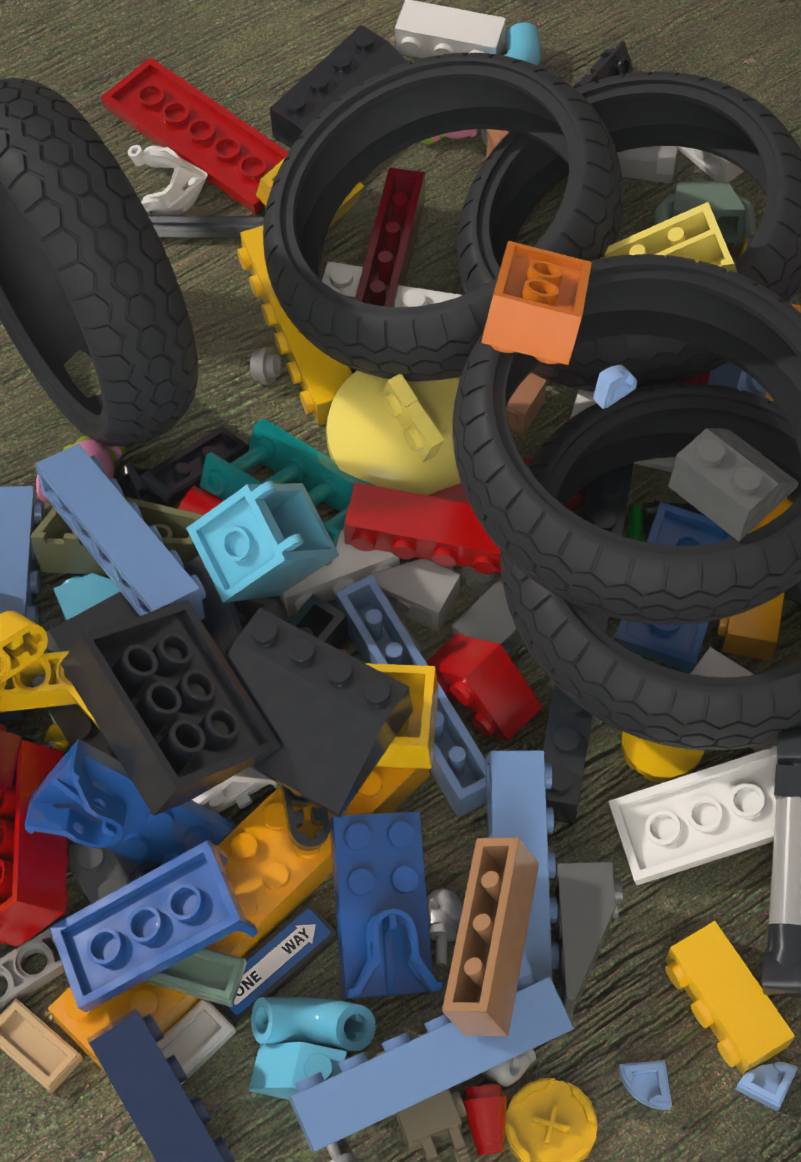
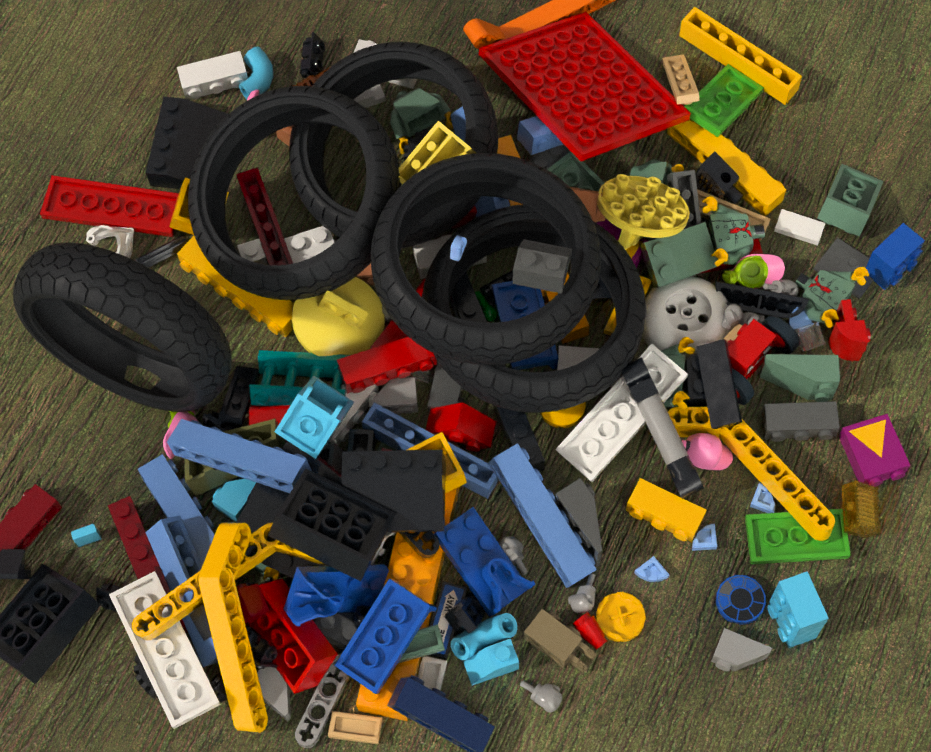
camera: 30 degrees left, 5 degrees up
(265, 365) = (238, 320): light grey plate -> none
(307, 972) = (465, 614): none -> black slope
(421, 1067) = (553, 620): medium blue brick -> none
(491, 937) = (550, 544): medium nougat brick -> none
(537, 303) = (396, 224): orange slope -> none

